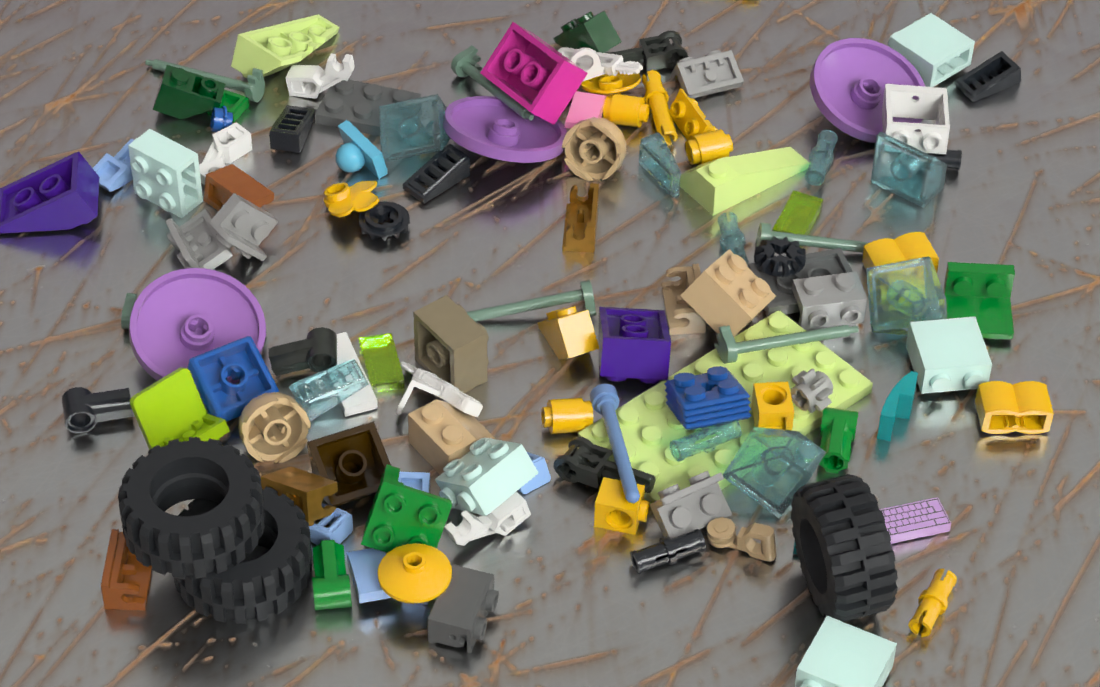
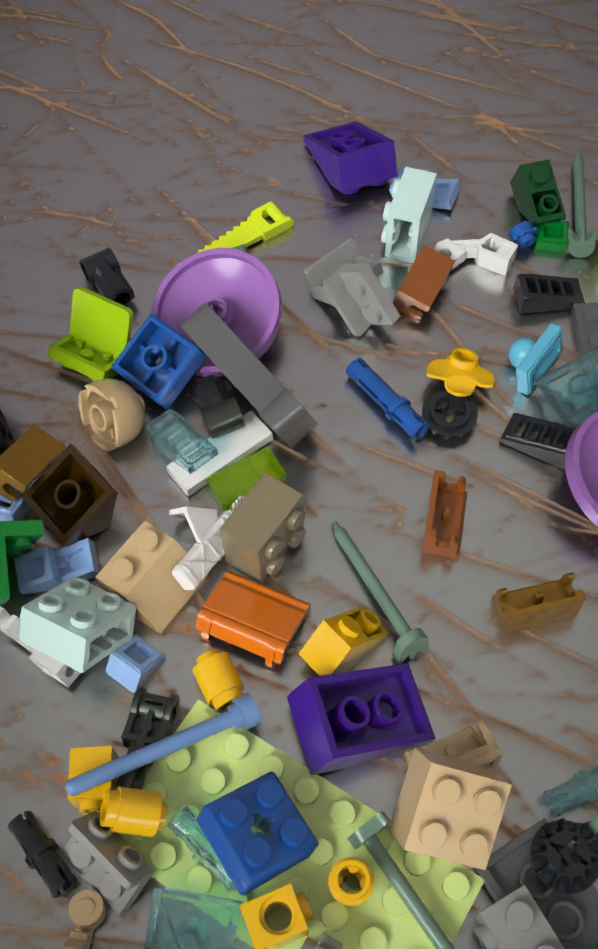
camera: 75 degrees right, 15 degrees up
(96, 300) = (255, 228): none -> neon yellow piece
(293, 318) = (249, 376): none -> dark grey beam
(340, 254) = (397, 408): none -> blue pin
(480, 252) = (445, 517): none -> dark orange hinge
(522, 383) = (252, 617): none -> orange piece
(665, 466) = (133, 811): none -> yellow brick
(764, 354) = (351, 870): none -> yellow cone

